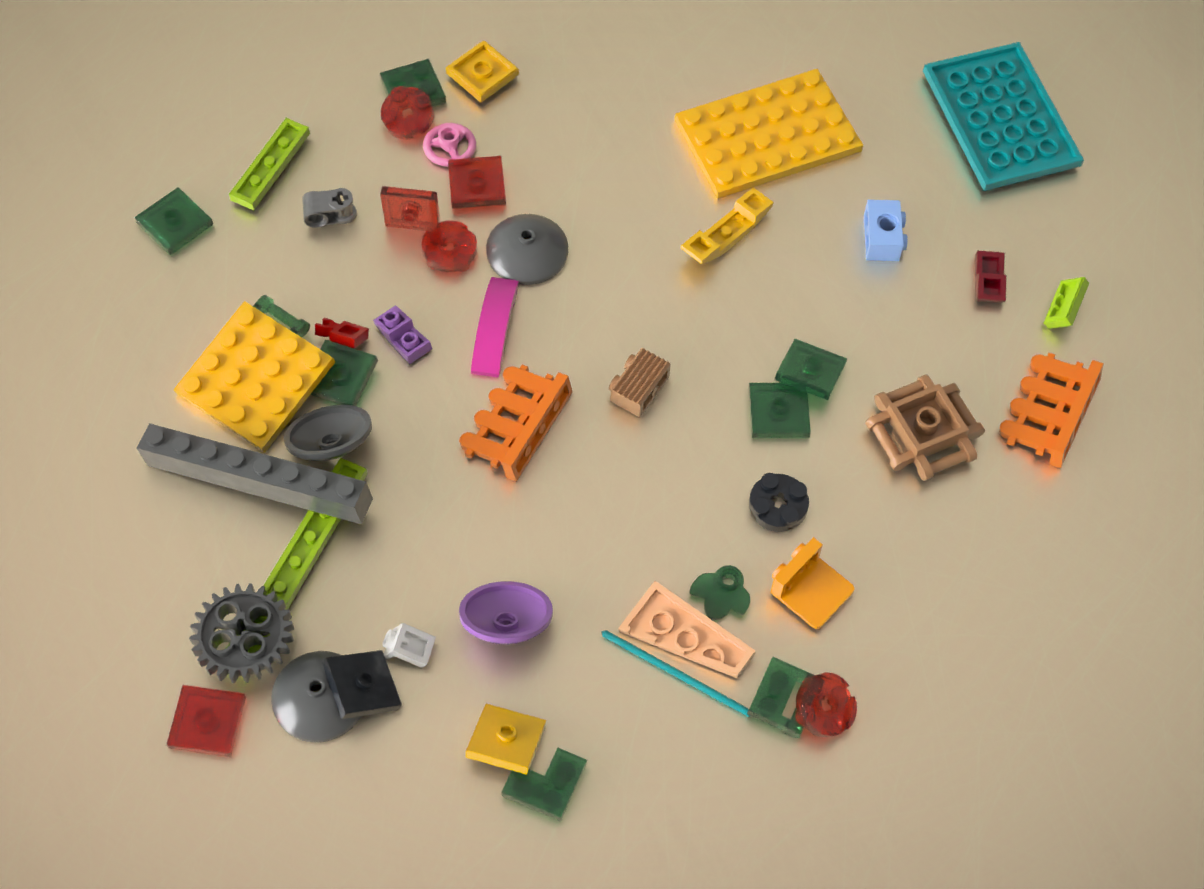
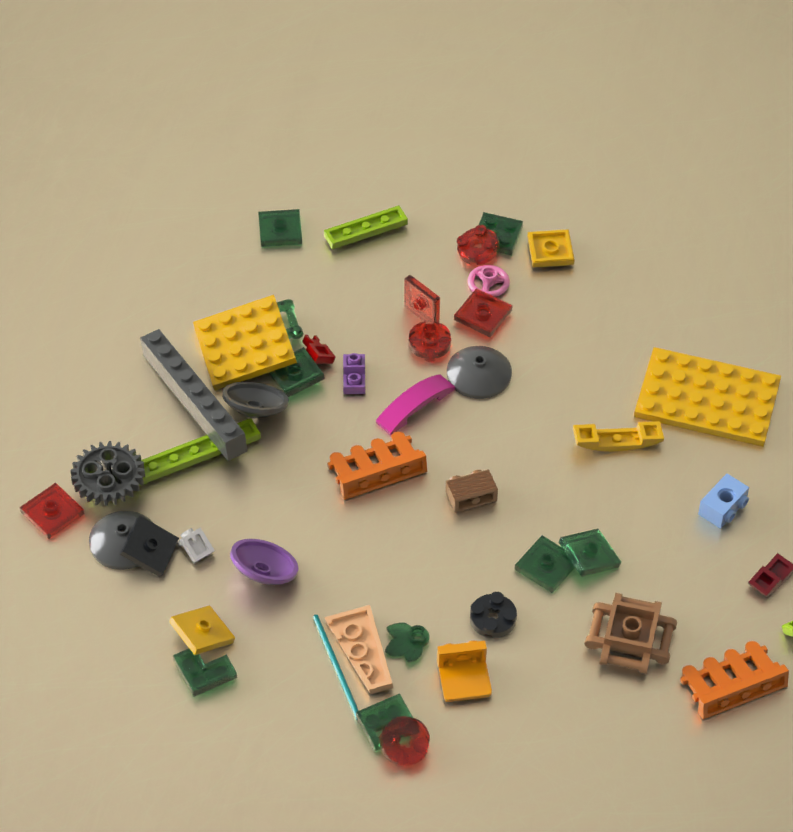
camera: 40 degrees right, 10 degrees down
(325, 207) = (374, 271): flat silver piece -> none

